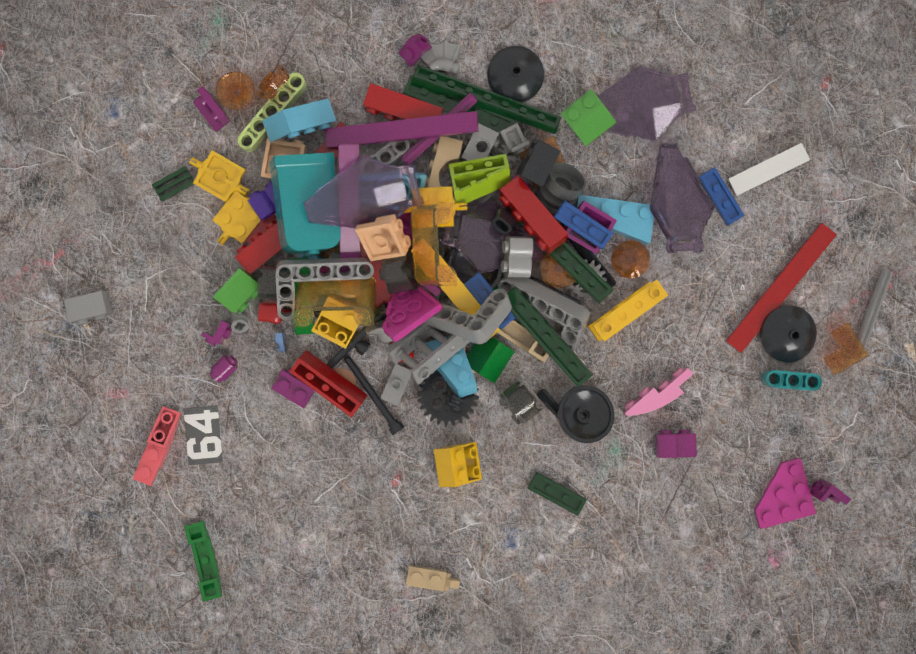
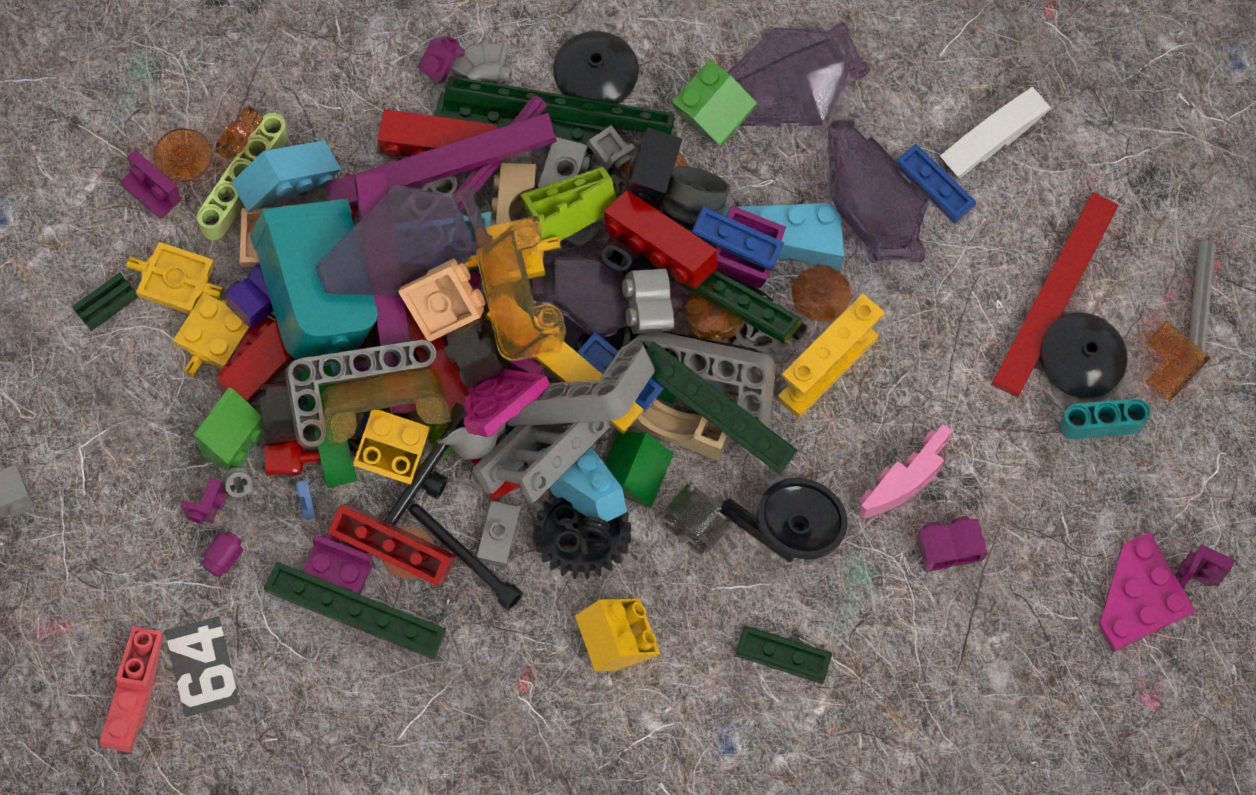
camera: 10 degrees left, 20 degrees down
(300, 419) = (355, 610): none -> dark green plate

